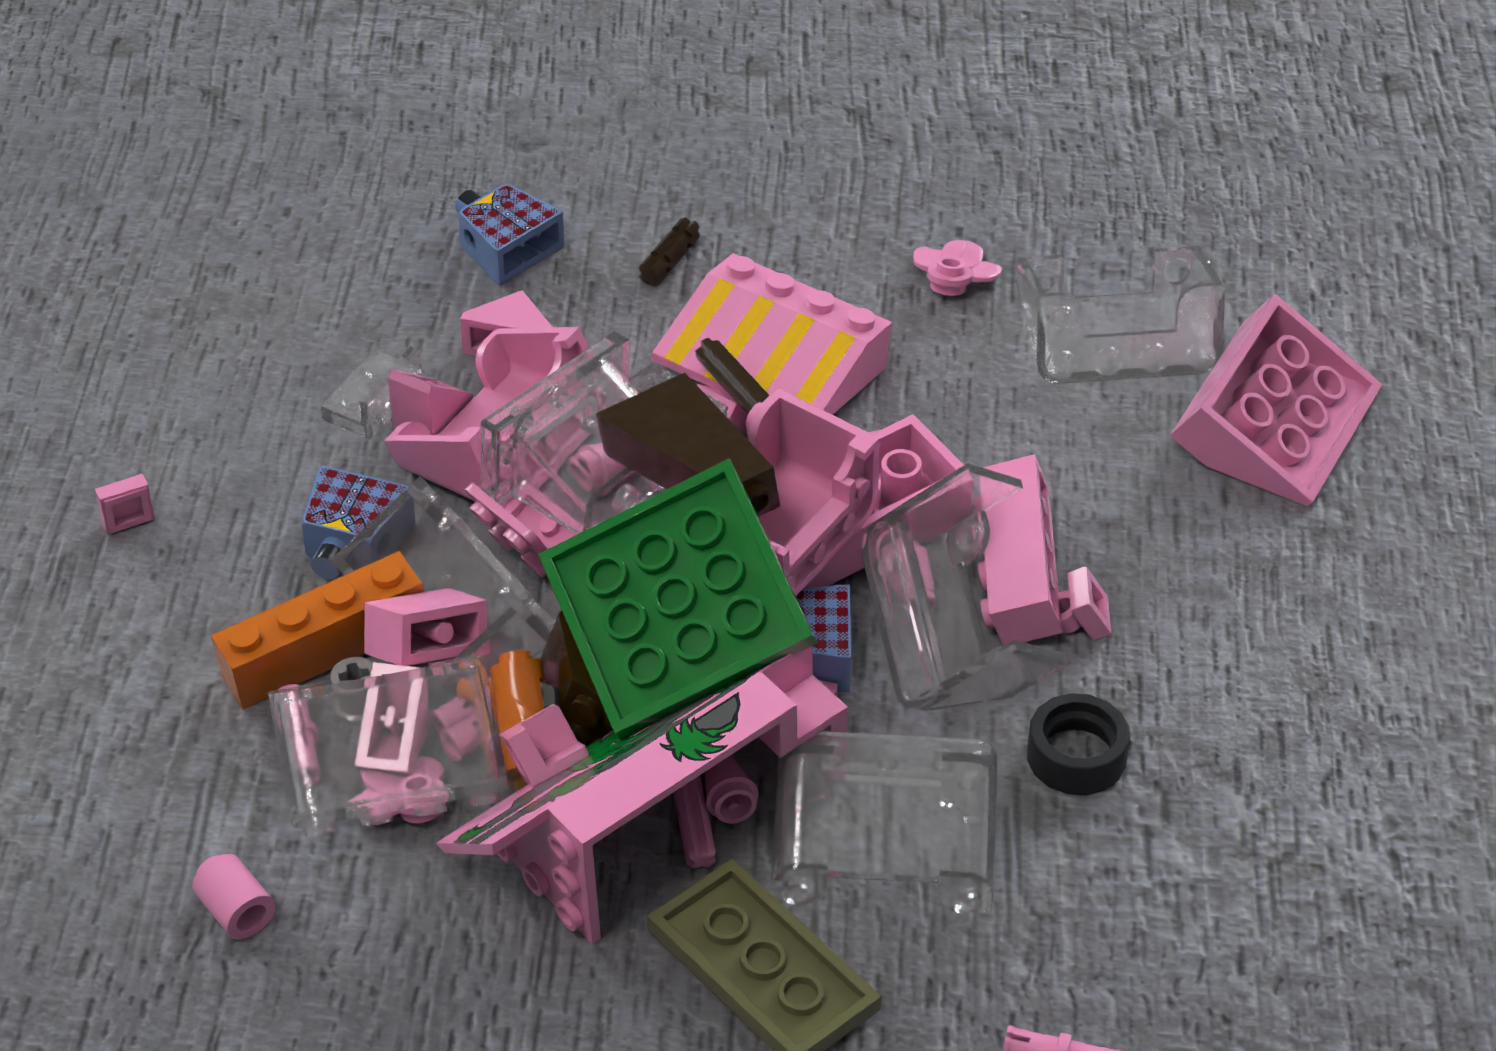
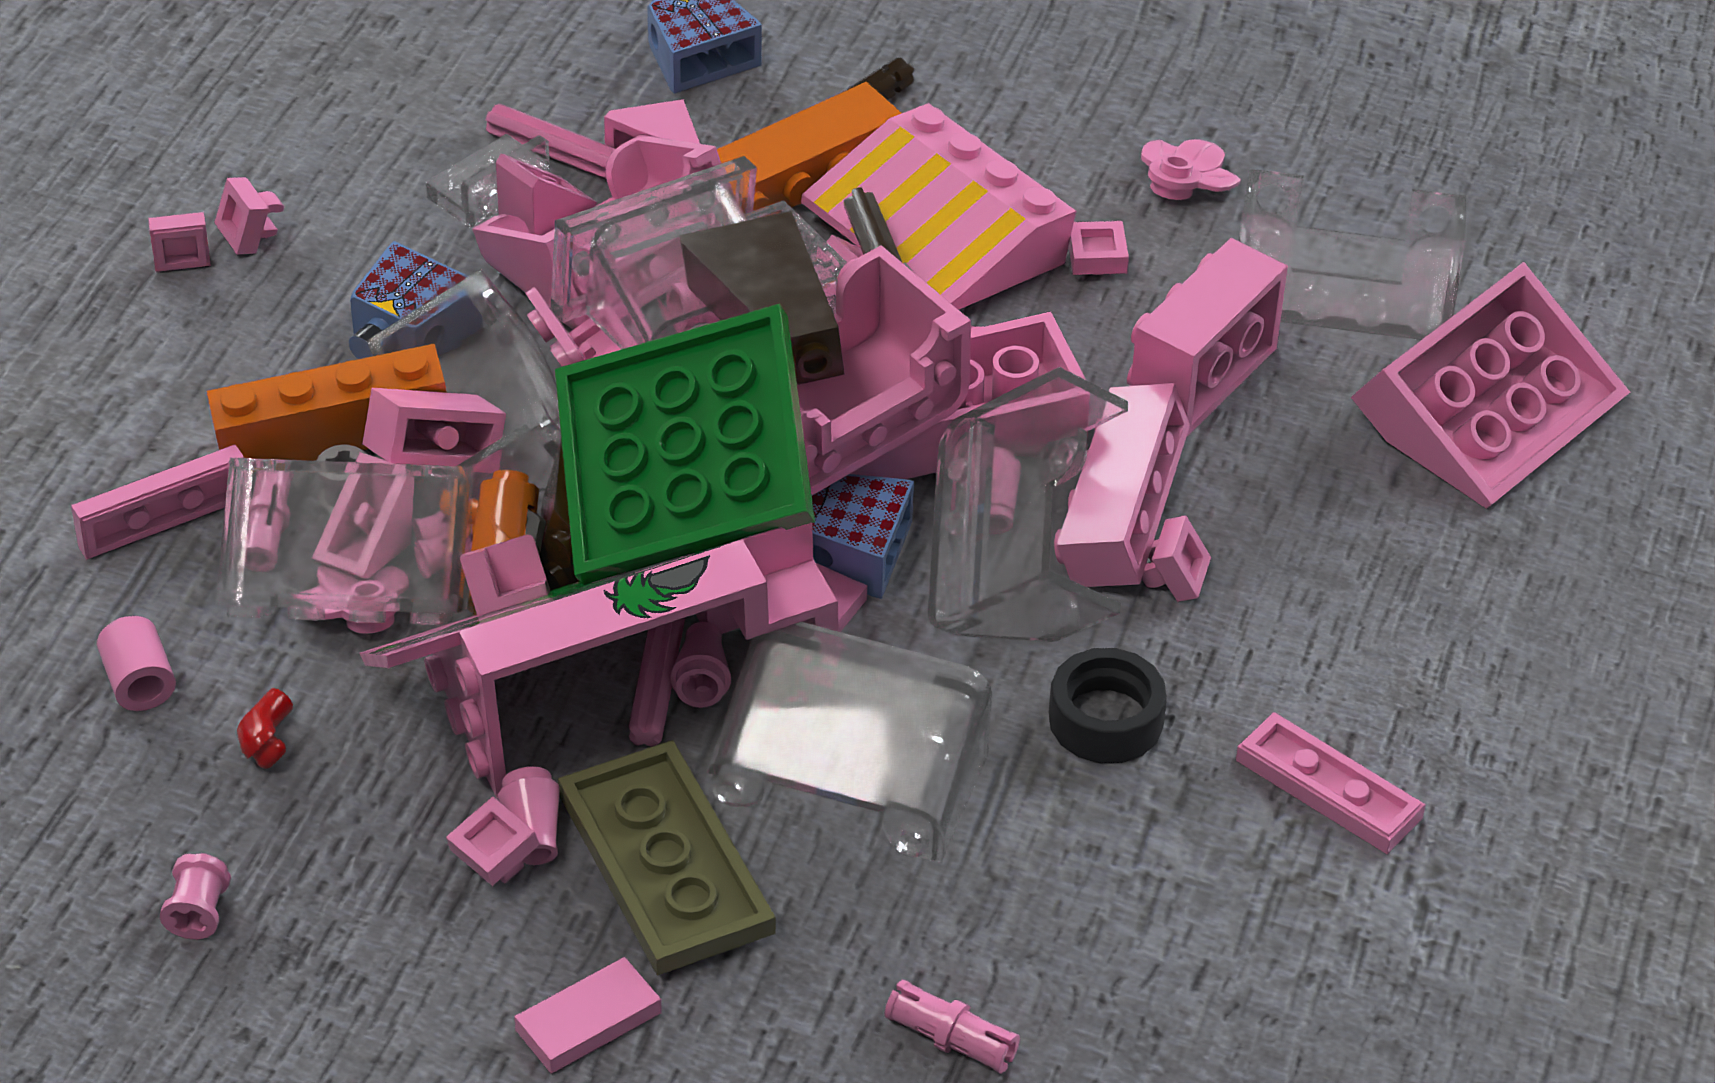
camera: 15 degrees right, 0 degrees up
(173, 468) = (244, 215): none -> bright pink tile
(198, 744) = (153, 503): none -> bright pink tile
(364, 933) = (259, 725): none -> red arm
(433, 350) = (563, 144): none -> bright pink axle
(615, 985) = (493, 842): none -> bright pink tile
(633, 950) = (535, 800): none -> bright pink cone
(646, 303) = (809, 143): none -> orange brick
(914, 350) = (1098, 248): none -> bright pink plate
(1041, 398) = (1212, 328): none -> bright pink brick
(1280, 769) = (1330, 782): none -> bright pink tile

